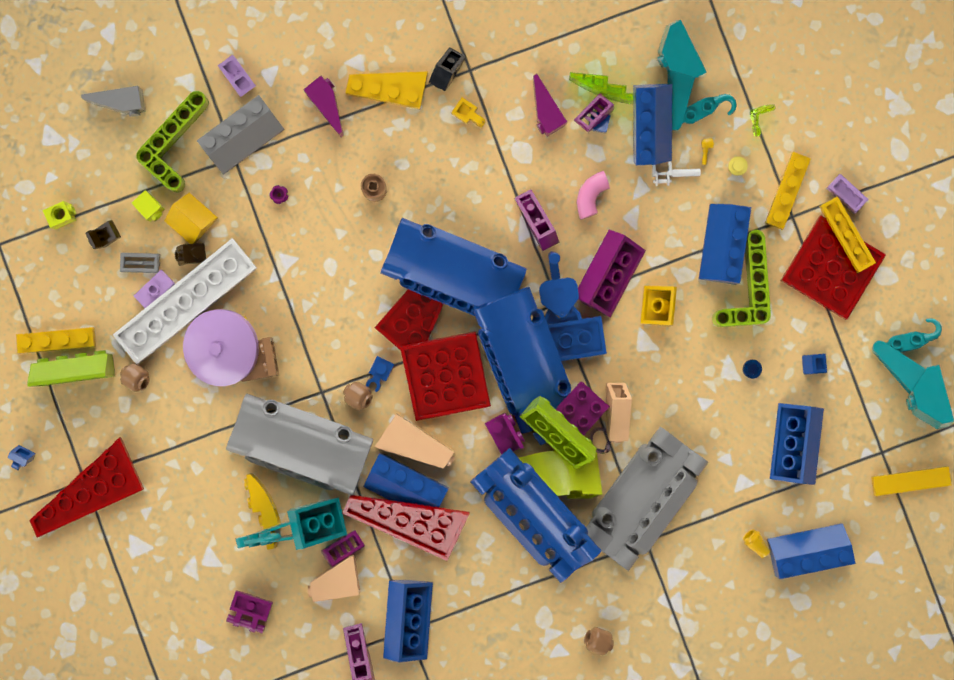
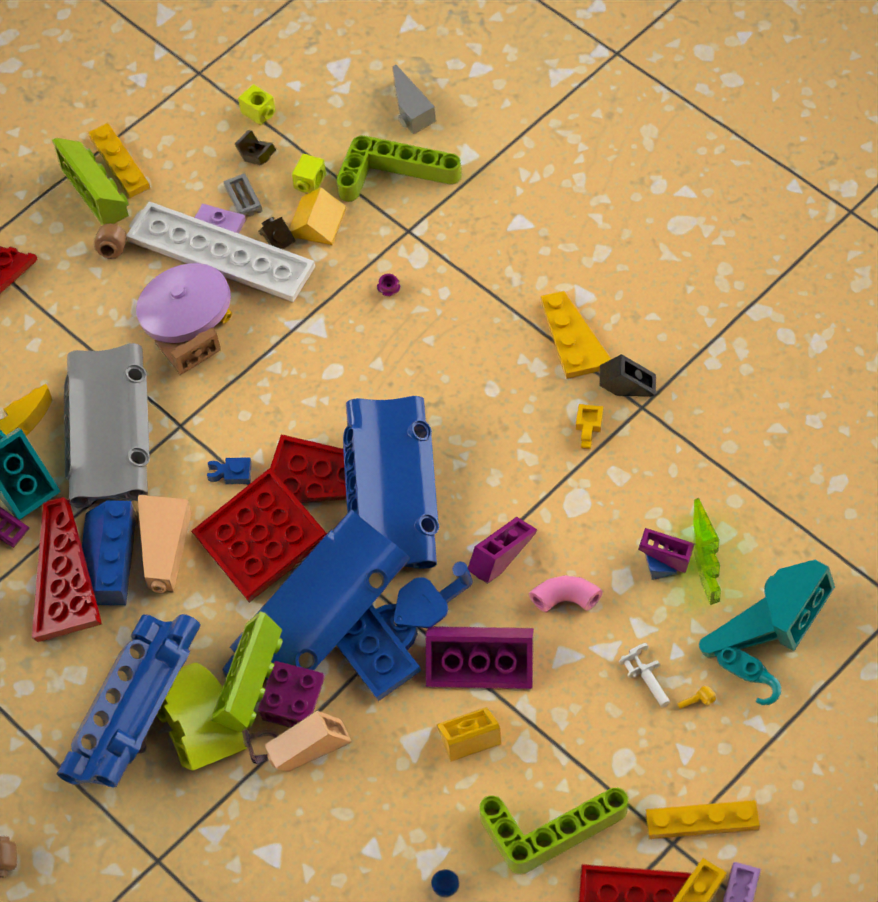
camera: 75 degrees right, 30 degrees down
(236, 75) = (500, 192): lavender slope -> none
(240, 134) = (436, 220): light grey slope -> none
(324, 98) = (517, 283): magenta slope -> none
(357, 395) = (192, 457): medium nougat head -> none
(373, 187) = (446, 365): medium nougat wheel -> none
(504, 434) = (221, 631): magenta bracket -> none
(547, 112) = (640, 498): magenta slope -> none
(645, 498) = (210, 826): light grey panel -> none
(652, 124) = (689, 612): blue slope -> none
(725, 243) = (589, 772): blue slope -> none
(737, 166) = (698, 743): light yellow plate -> none
(755, 119) = (772, 730): clear neon green piece -> none

